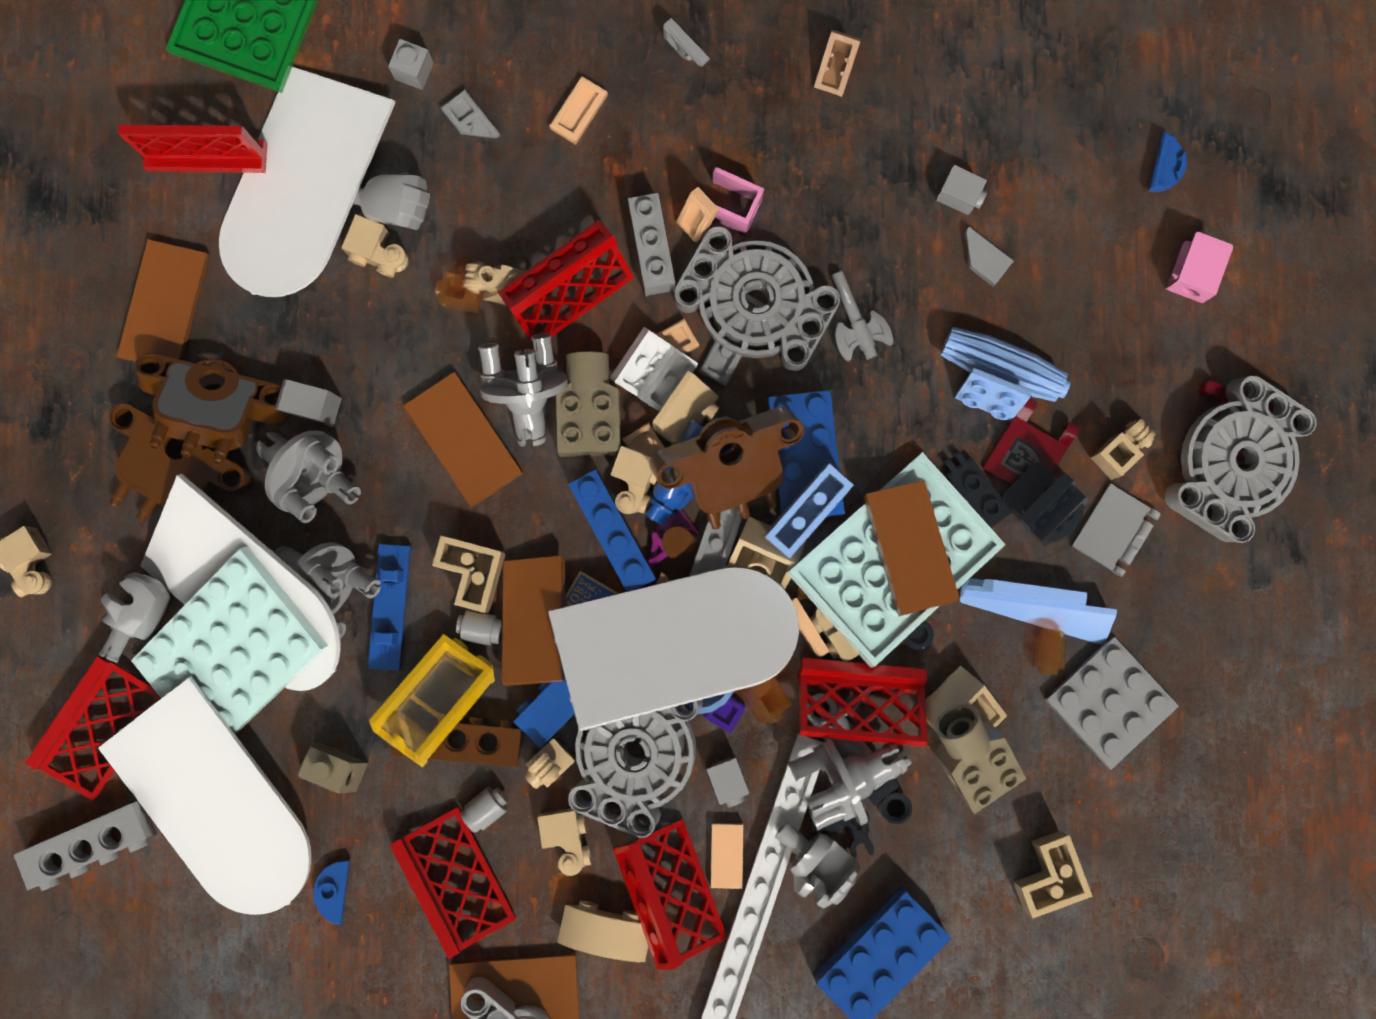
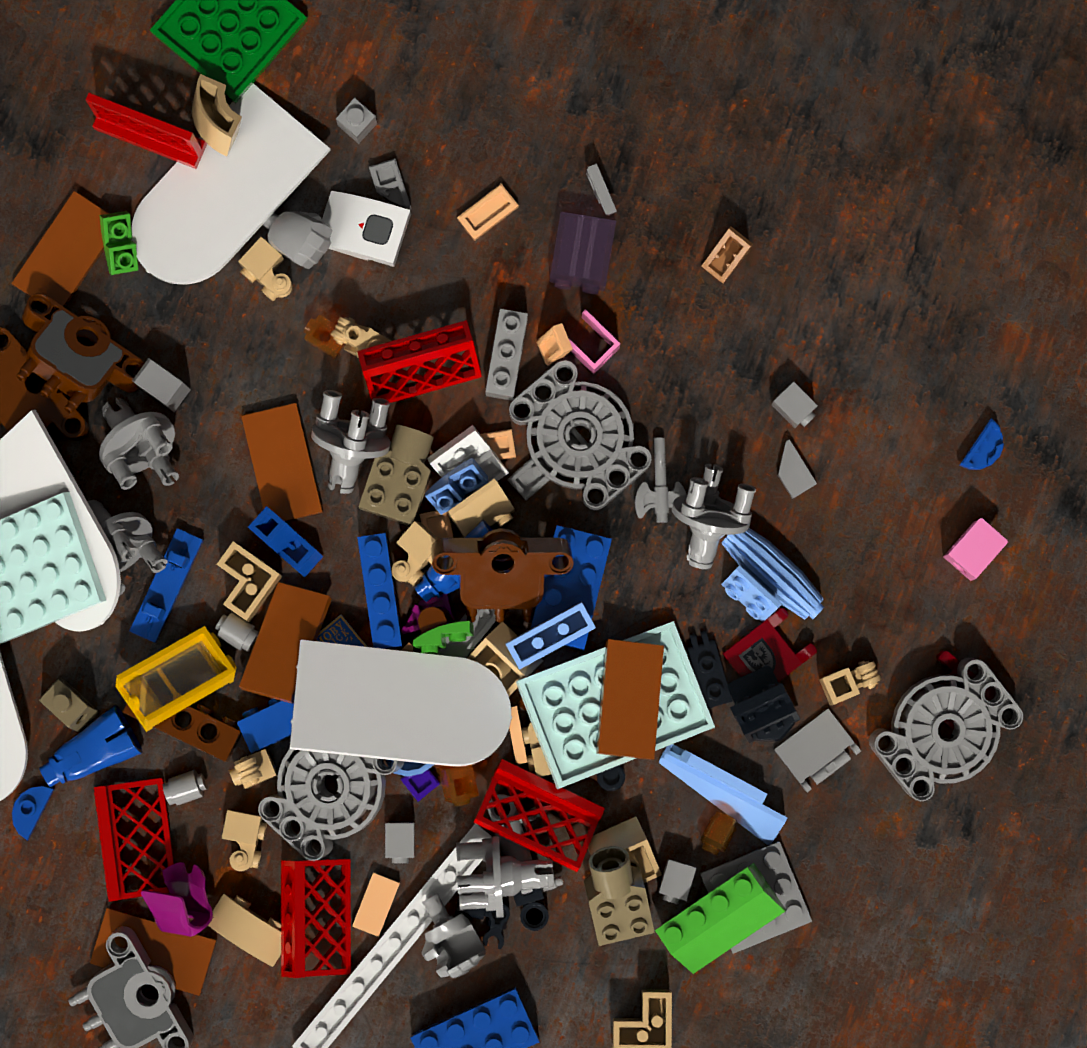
camera: 20 degrees right, 0 degrees up
(212, 277) = (117, 242): none -> bright green slope
(263, 110) = (213, 116): none -> tan brick
(379, 799) = (98, 746): none -> blue piece
(461, 168) = (365, 227): none -> white slope
(495, 516) = (285, 541): none -> blue brick
(532, 927) = (186, 901): none -> magenta piece
(649, 394) = (455, 484): none -> medium blue slope
(687, 560) = (436, 638): none -> bright green slope
(690, 114) = (582, 252): none -> clear purple brick
(924, 331) = (711, 516): none -> light grey piece
(1026, 716) = (676, 881): none -> light grey brick
(1088, 738) = (721, 919): none -> bright green slope

